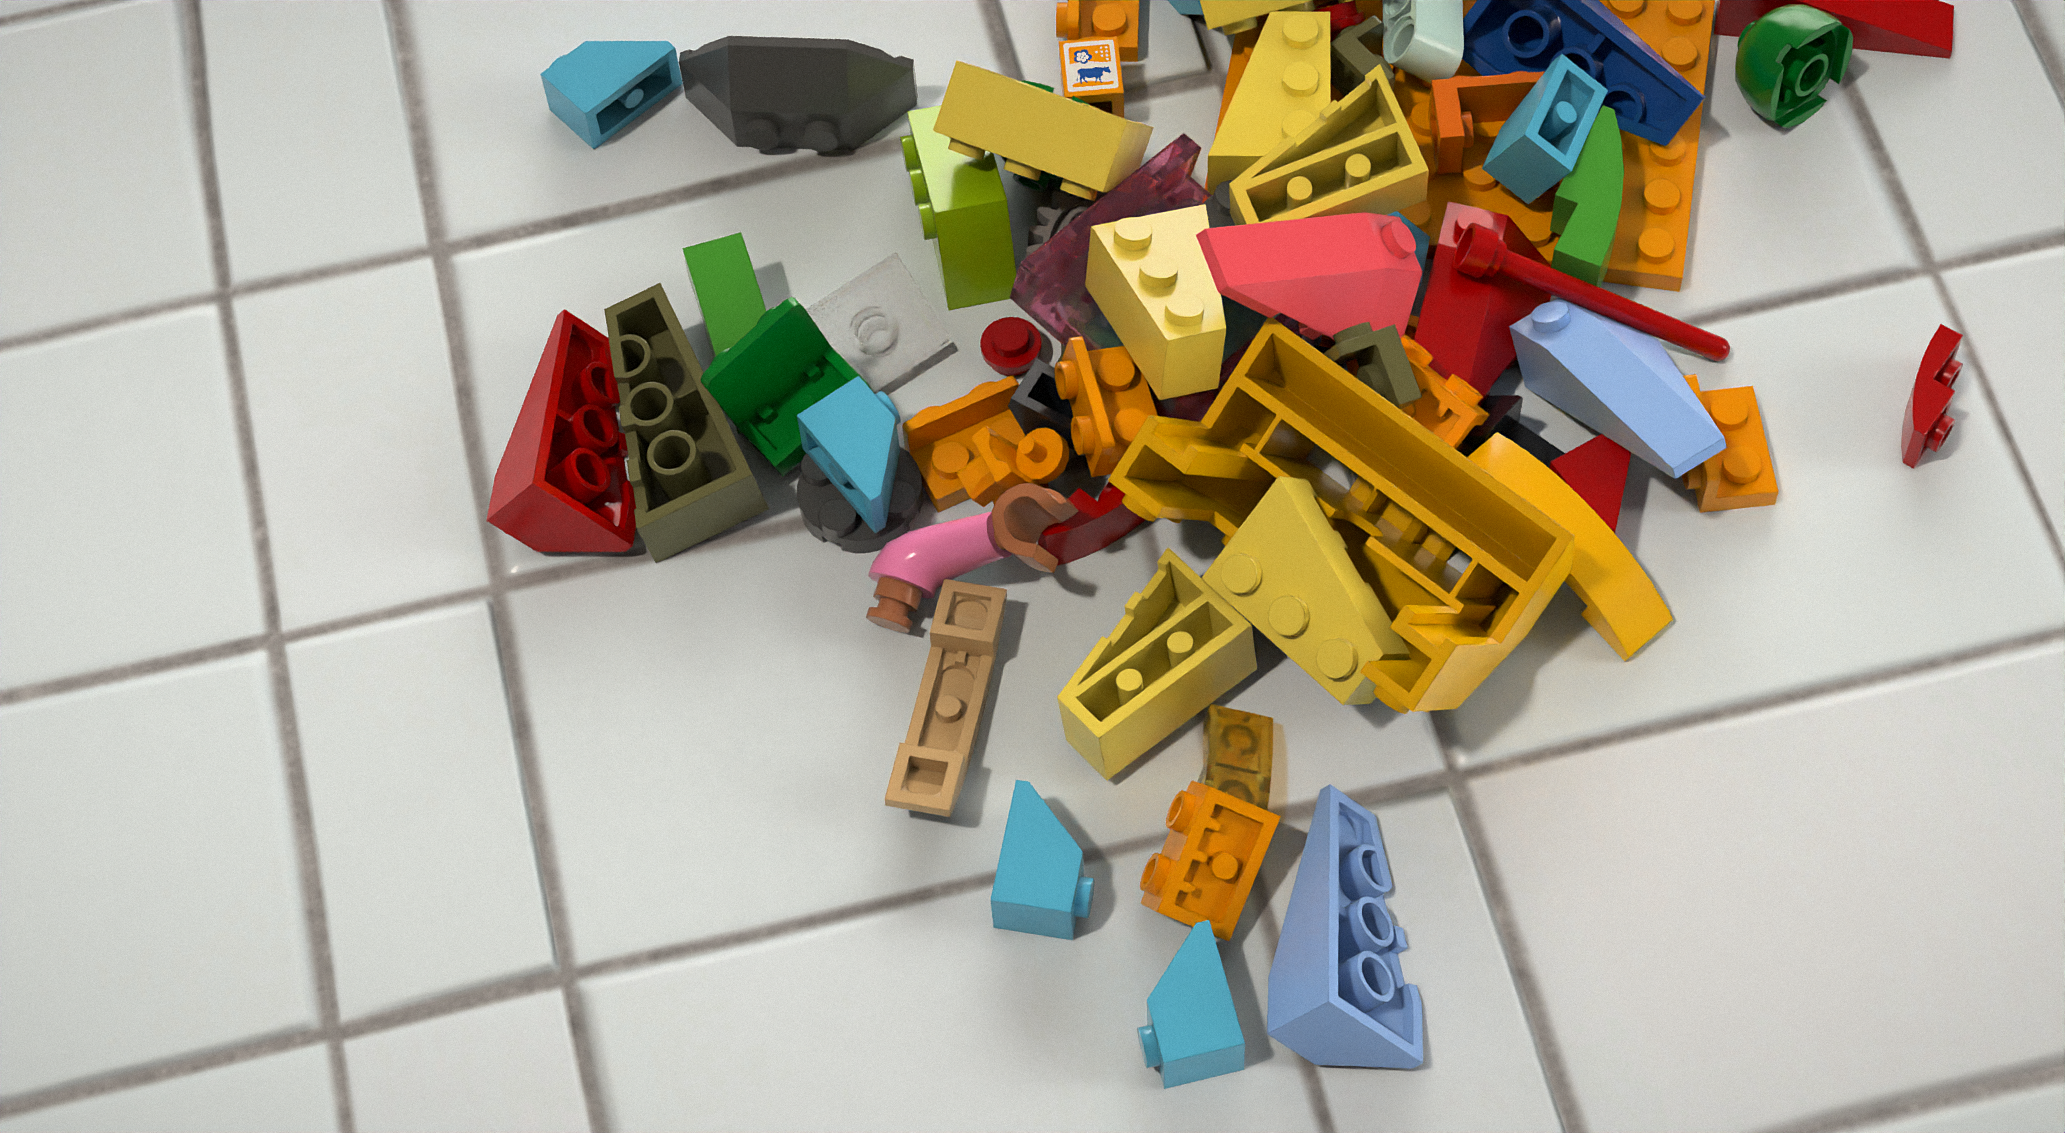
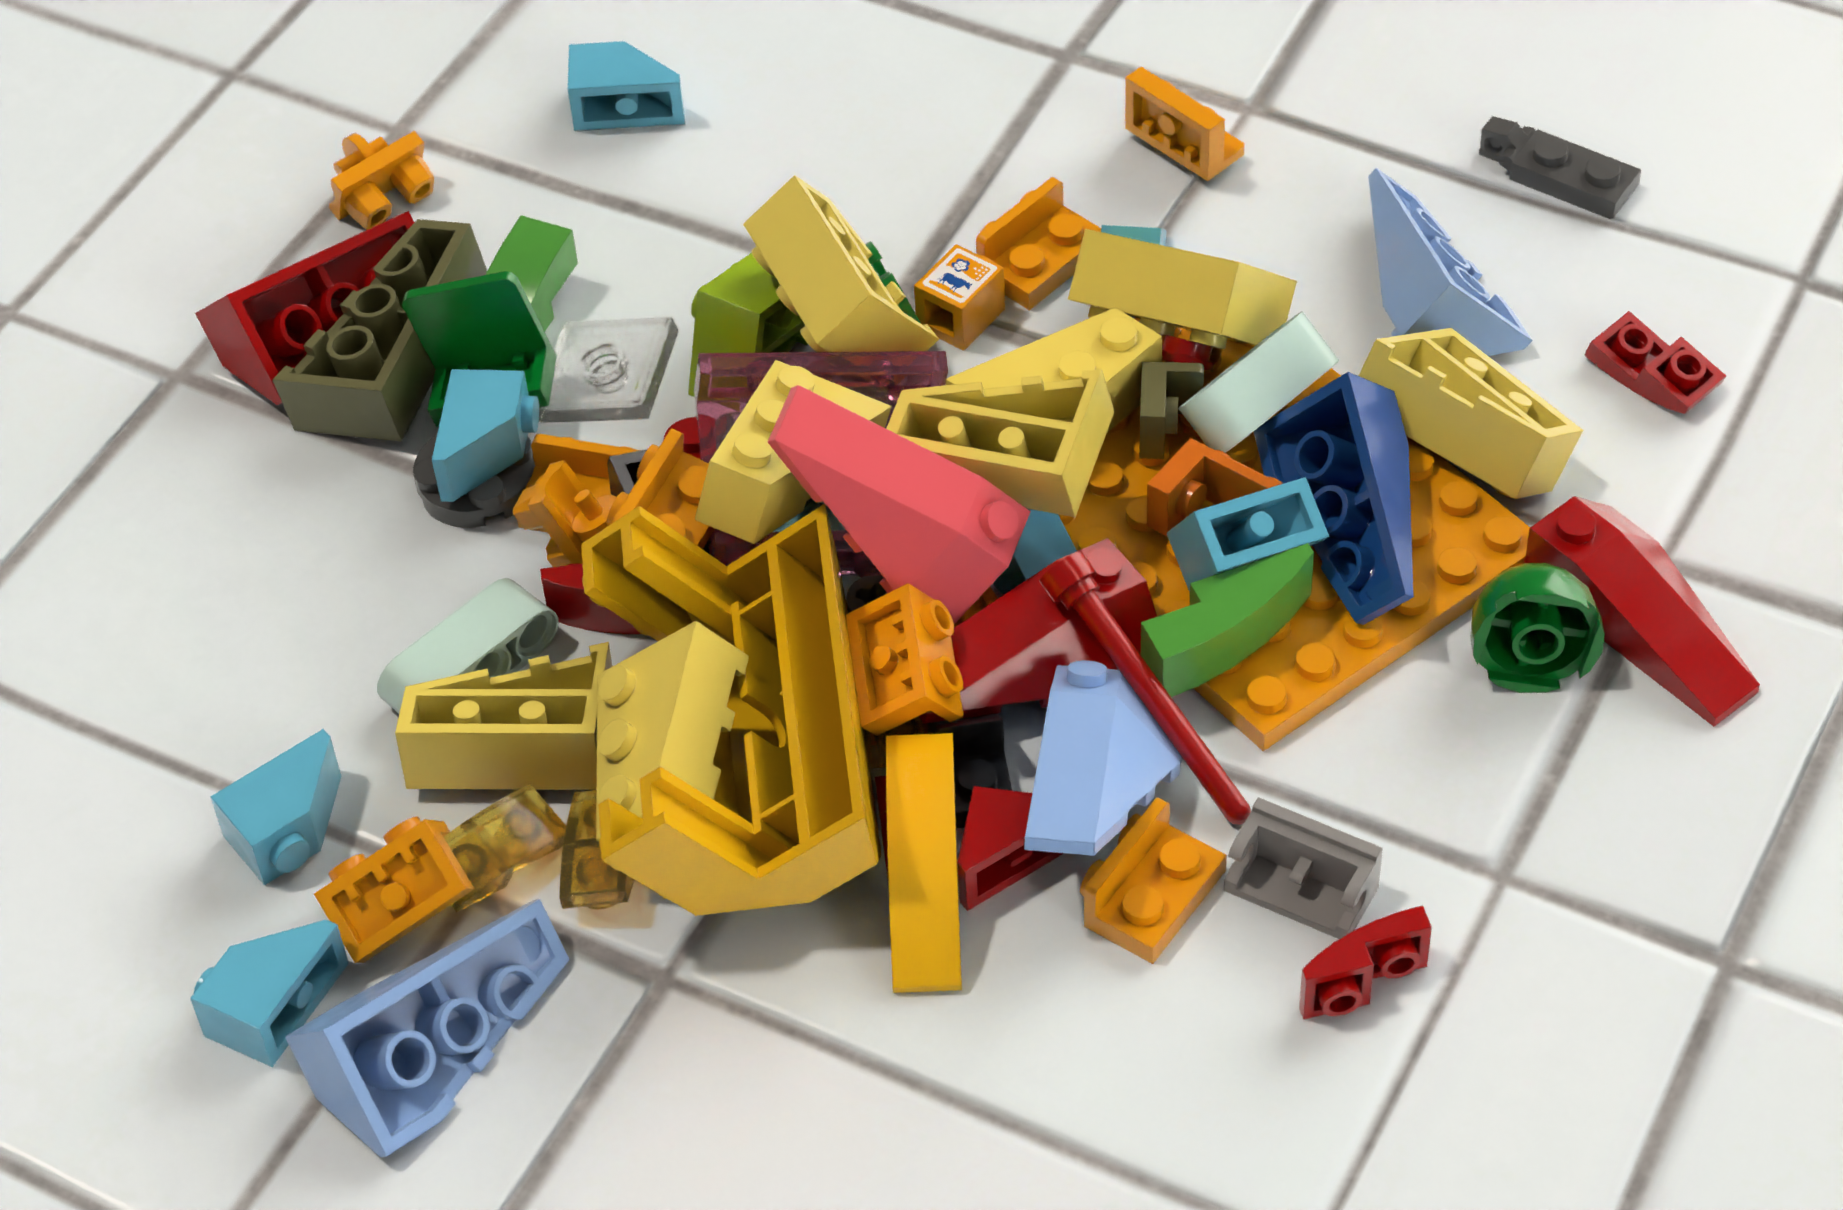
camera: 40 degrees right, 10 degrees down
(501, 277) = (375, 169): none -> light orange hips
(797, 90) = (727, 159): dark grey wedge -> none
(922, 558) = (459, 542): piece -> none
(949, 700) = (349, 667): tan slope -> none
(1036, 643) = (489, 632): none -> light aqua beam
(1319, 724) = (583, 874): none -> clear yellow slope
(1380, 361) = (870, 610): olive bracket -> none
(1816, 358) = (1303, 869): none -> light grey hinge

